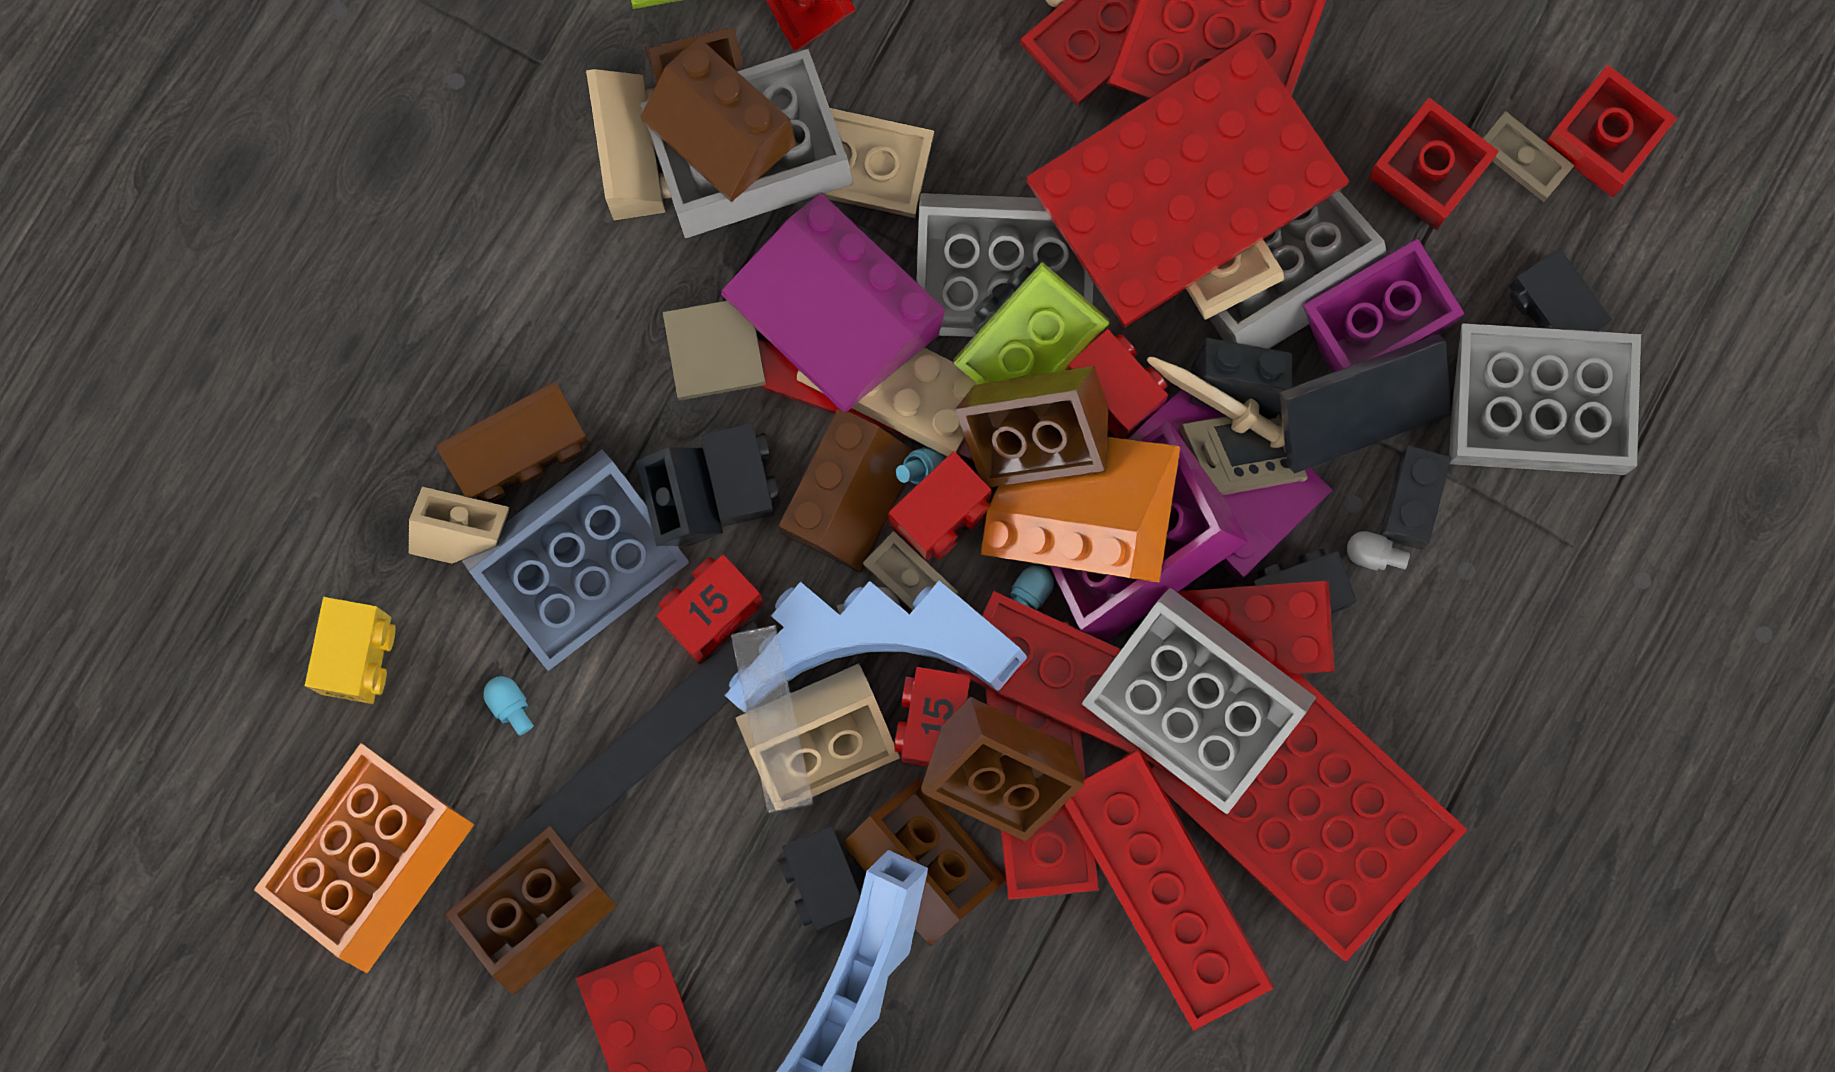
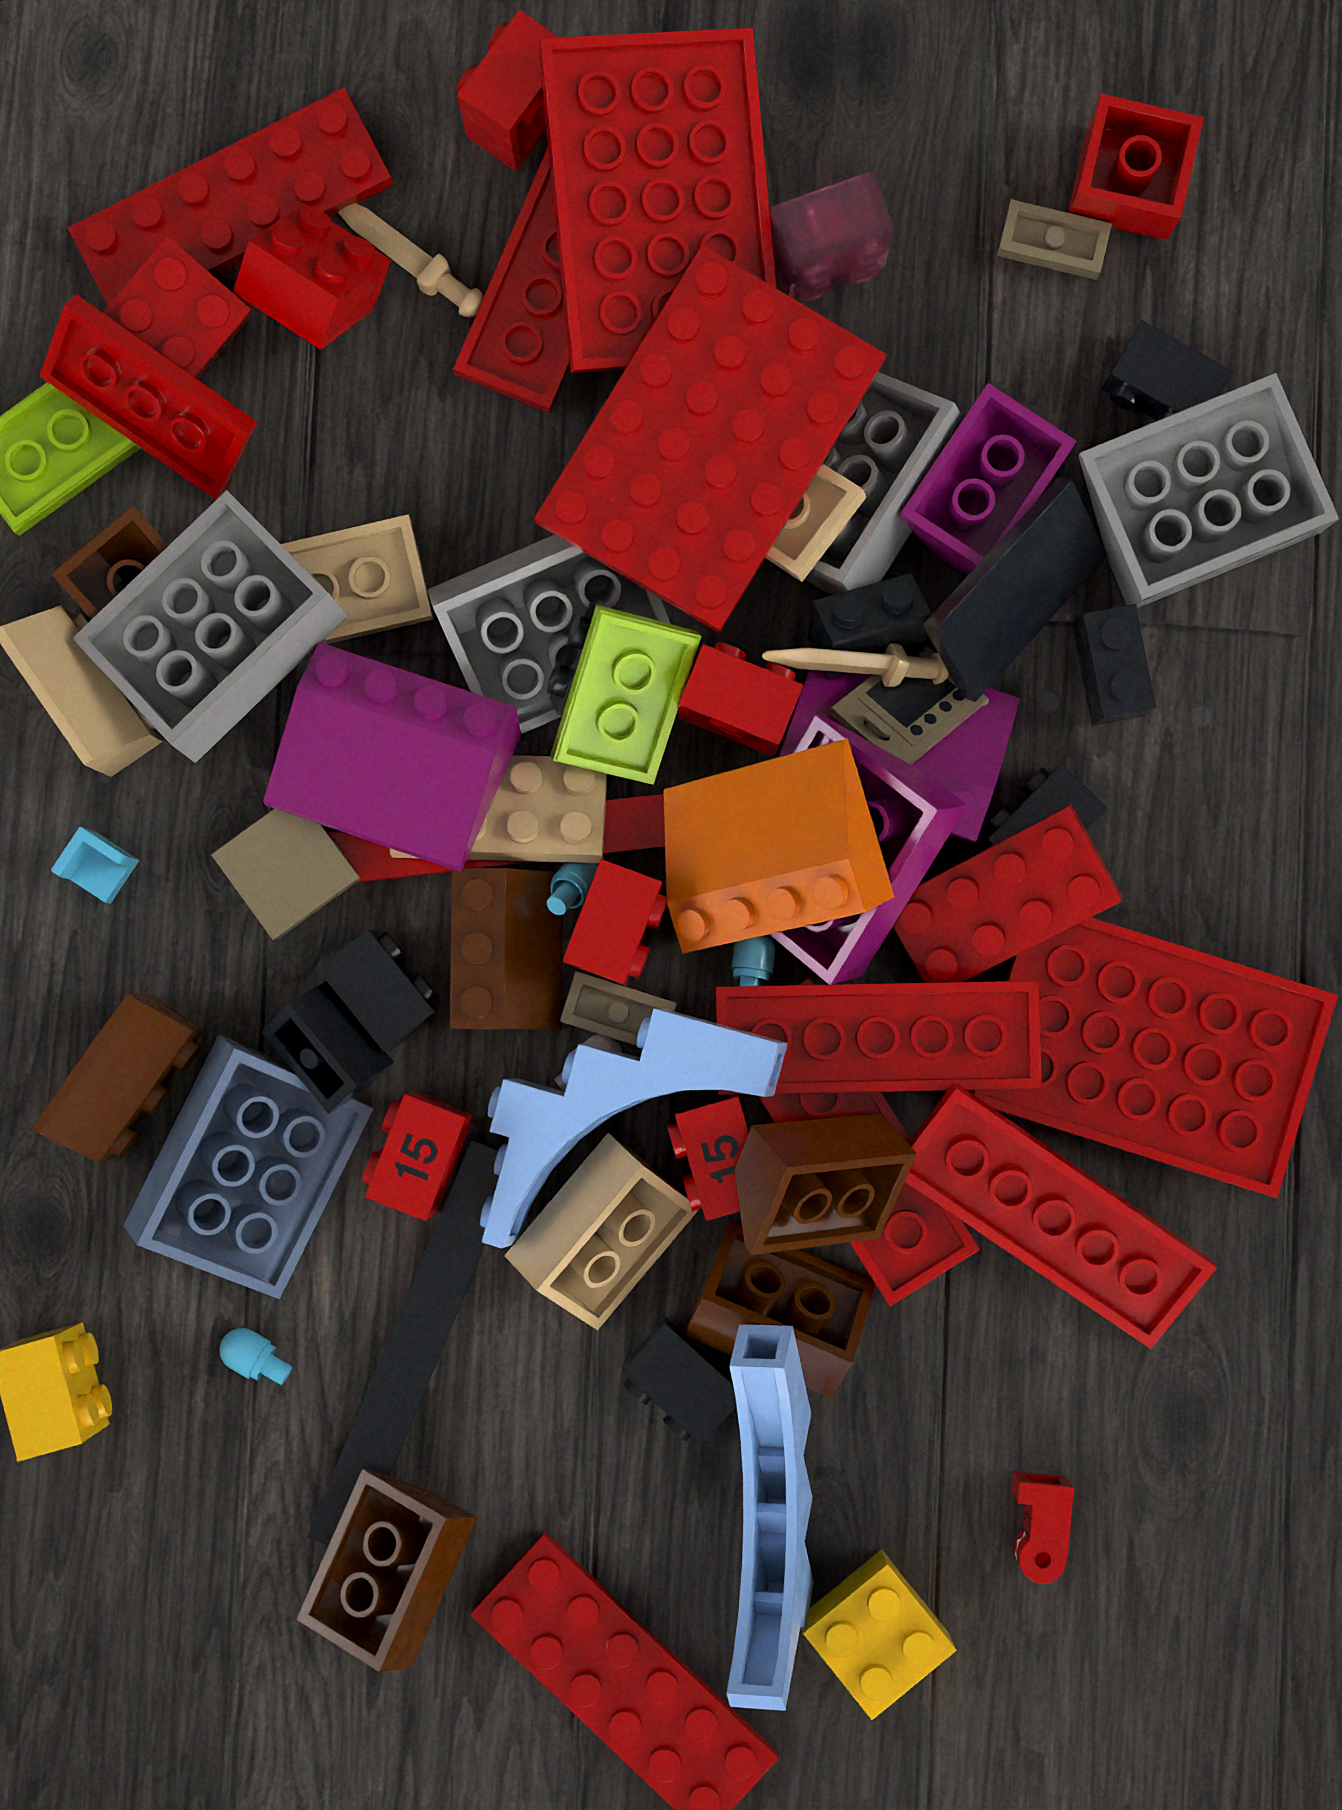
camera: 25 degrees left, 5 degrees up
(363, 858) = (180, 1601): orange slope -> none
(453, 526) = (97, 1198): tan slope -> none
(571, 279) = (95, 864): none -> medium azure panel
(717, 120) = (163, 618): reddish brown slope -> none
(772, 719) = (546, 1246): clear tile -> none
(1036, 426) = (678, 788): reddish brown slope -> none
(1198, 700) = (996, 1001): light grey slope -> none
(1351, 75) = (831, 237): none -> clear pink brick
(1375, 551) = (1098, 743): light grey cylinder -> none
(1433, 164) = (963, 293): red brick -> none

